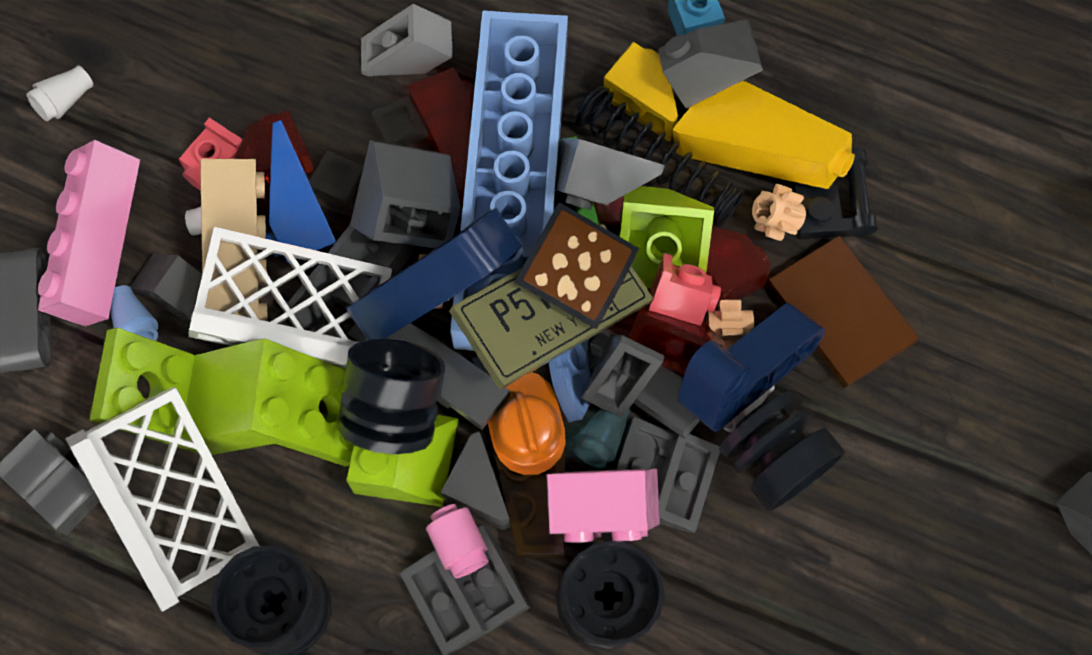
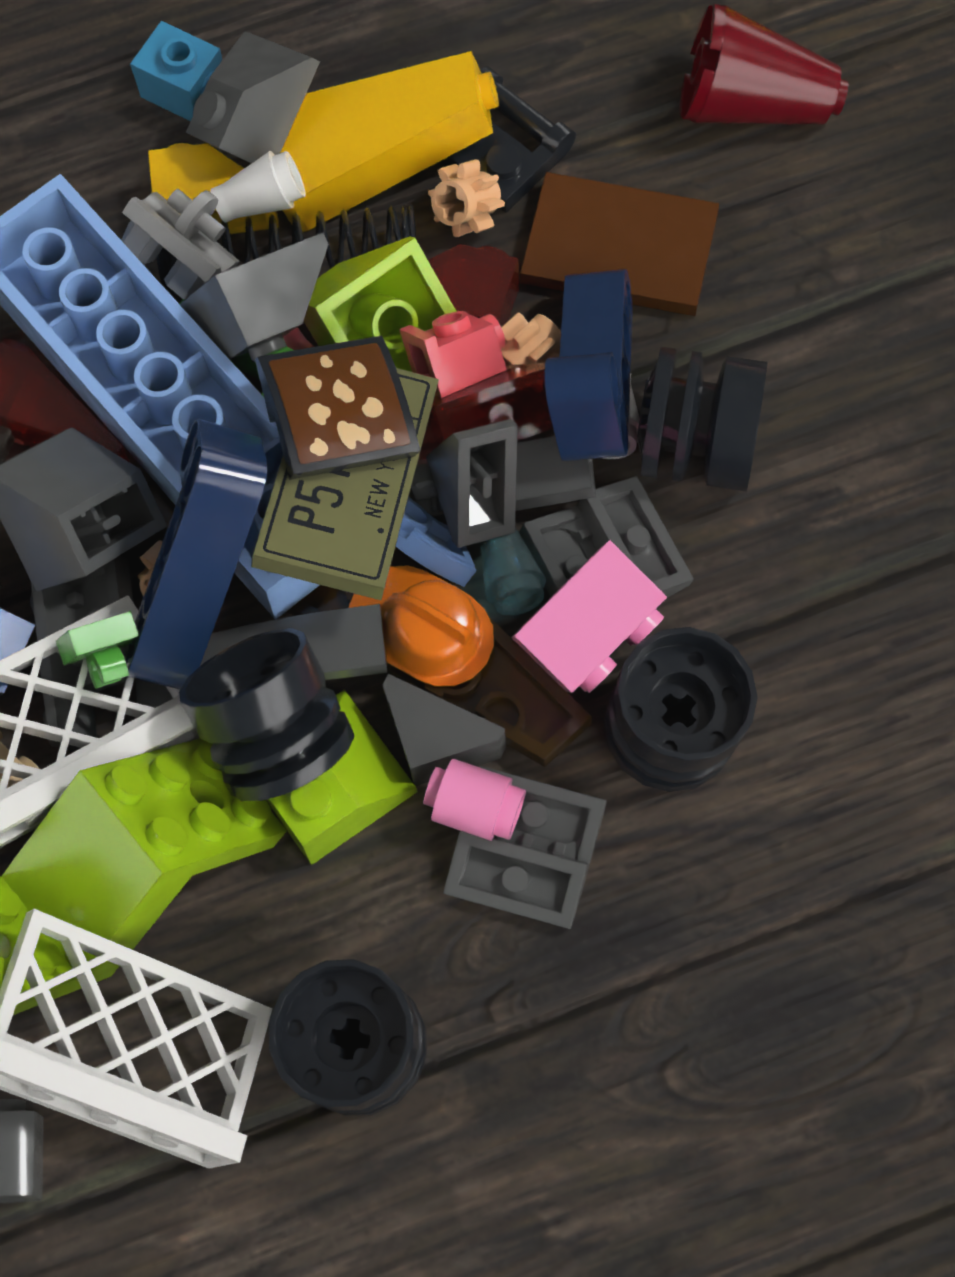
camera: 40 degrees left, 0 degrees up
(345, 281) = (100, 647): none -> bright green tile
(601, 103) = (184, 230): none -> light grey hips
(668, 112) = (260, 188): none -> white cone
(1011, 286) = (756, 75): none -> dark red cone

